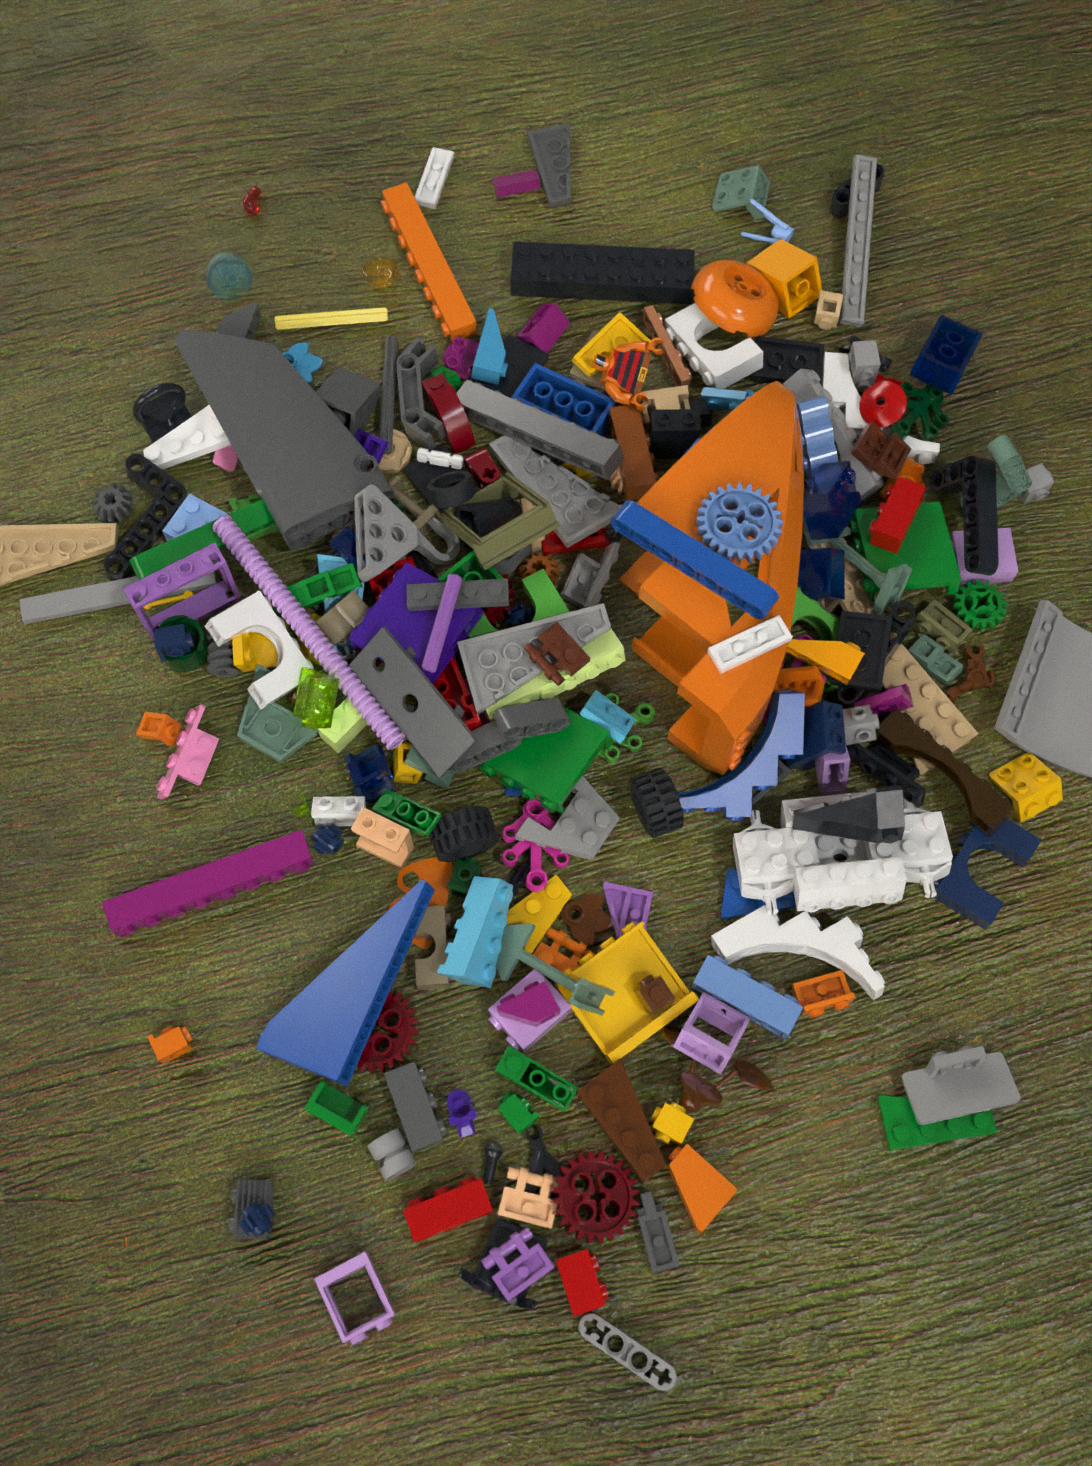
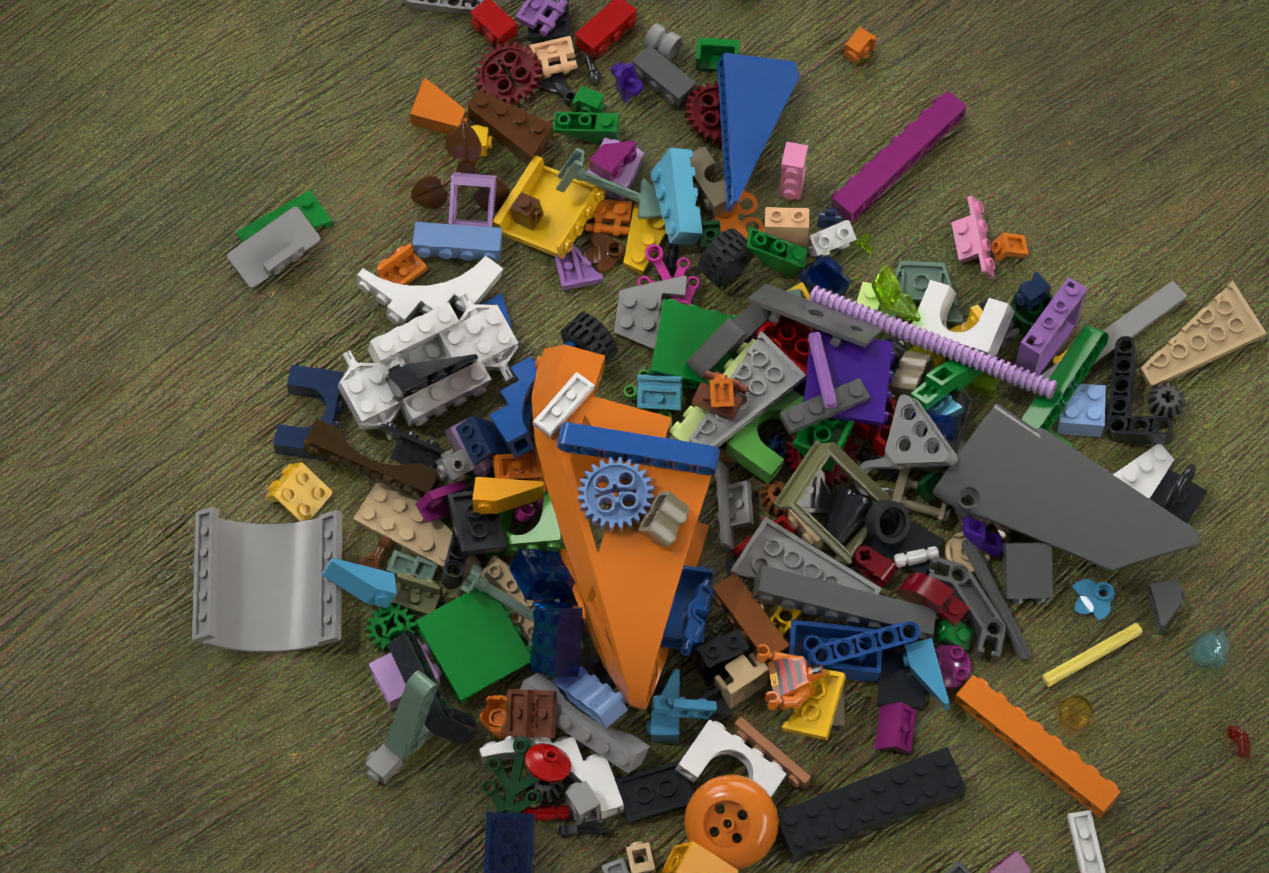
camera: 155 degrees right, 5 degrees down
(338, 898) = (793, 170): none -> bright pink arch
(539, 380) = (874, 639): none -> blue beam
(558, 642) = (721, 391): none -> orange bracket
(656, 1235) = (454, 72): dark grey hinge -> none
(702, 473) = (664, 519): none -> dark tan brick
(896, 514) = (494, 658): red brick -> none
(991, 636) = (363, 582): none -> dark azure slope

